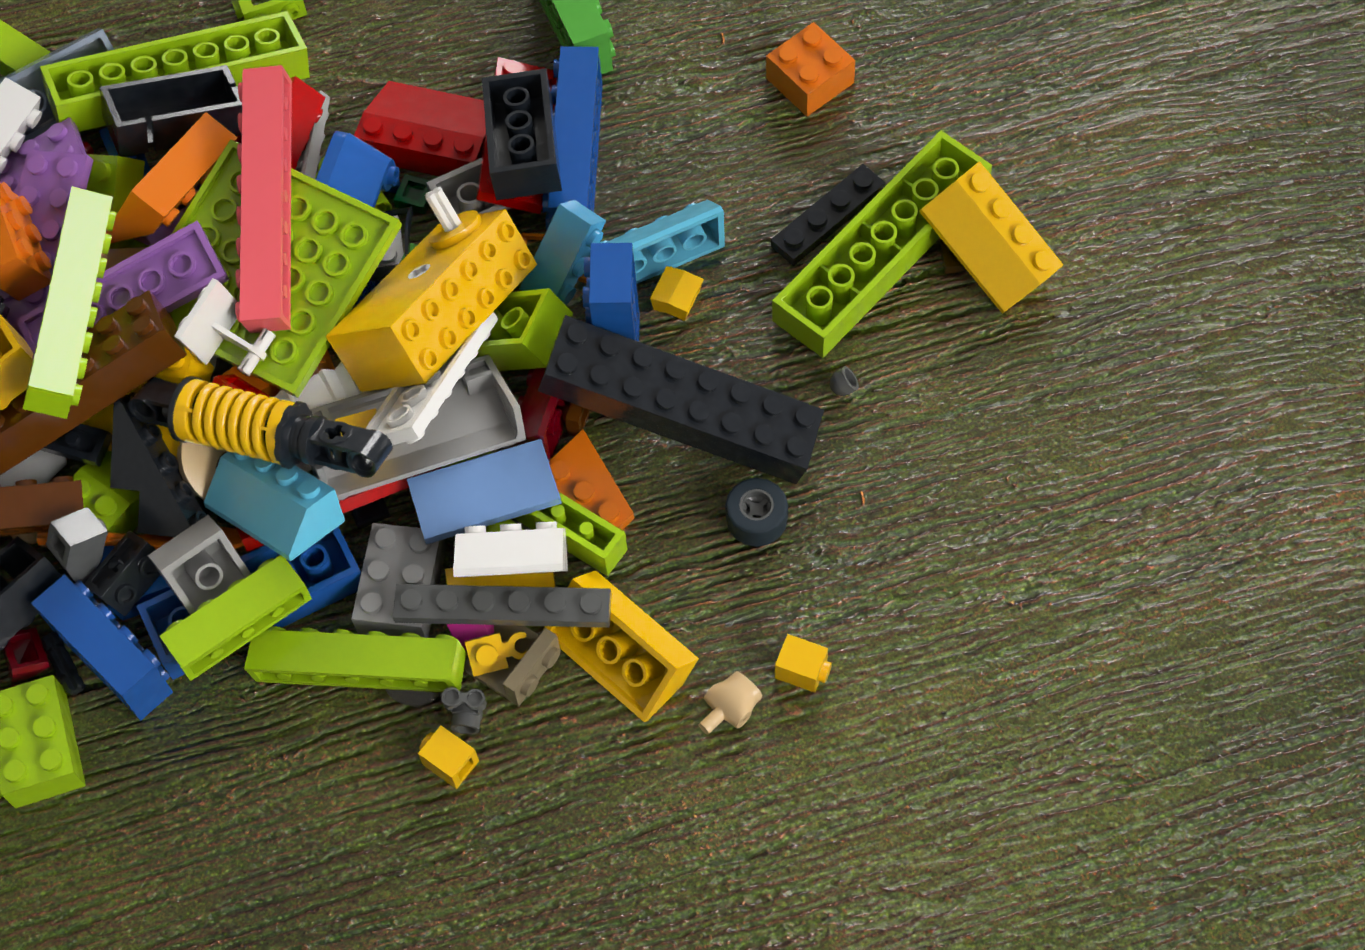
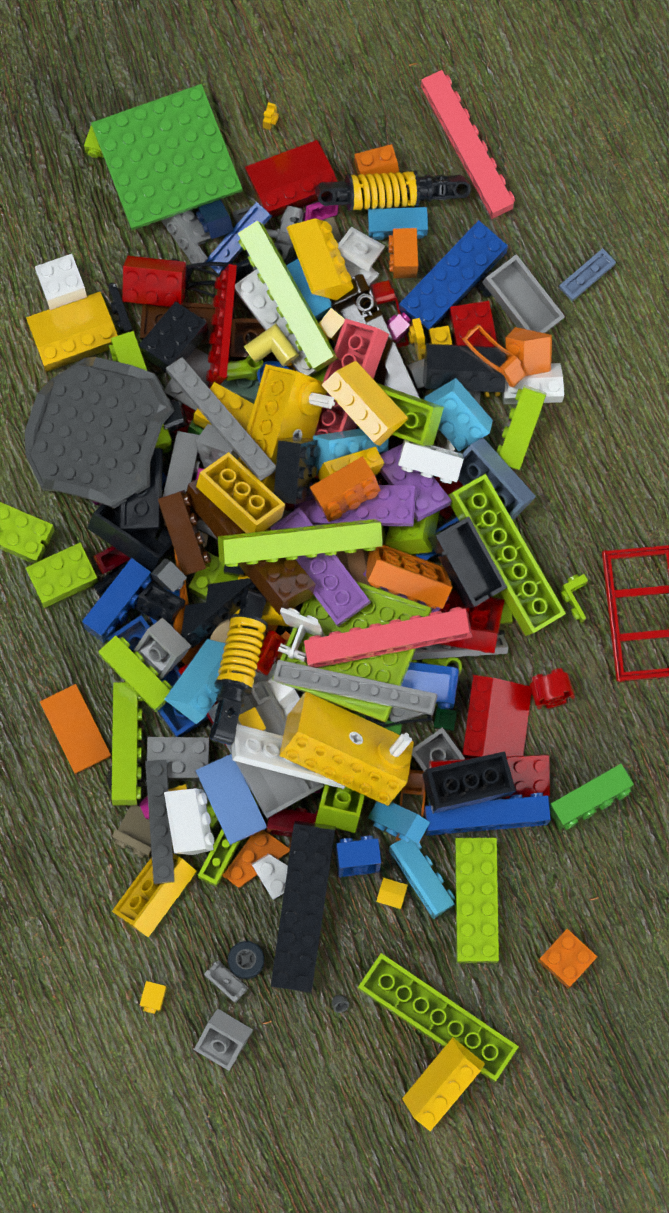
camera: 75 degrees right, 15 degrees up
(312, 750) = (75, 729): none -> orange tile
(334, 257) = (355, 687): none -> light grey plate
(398, 44) = (551, 689): none -> red brick
(447, 756) = (77, 804): yellow brick -> none
(465, 708) = (103, 809): dark grey plate -> none
(490, 653) = (138, 819): yellow plate -> none
(621, 456) = (272, 874): none -> white wing
(679, 171) = (476, 900): none -> lime brick
(730, 701) = (126, 959): tan piece -> none
(790, 549) = (226, 981): none -> light grey hinge
(827, 214) = (462, 982): black plate -> none
(887, 559) = (223, 1039): none -> light grey slope

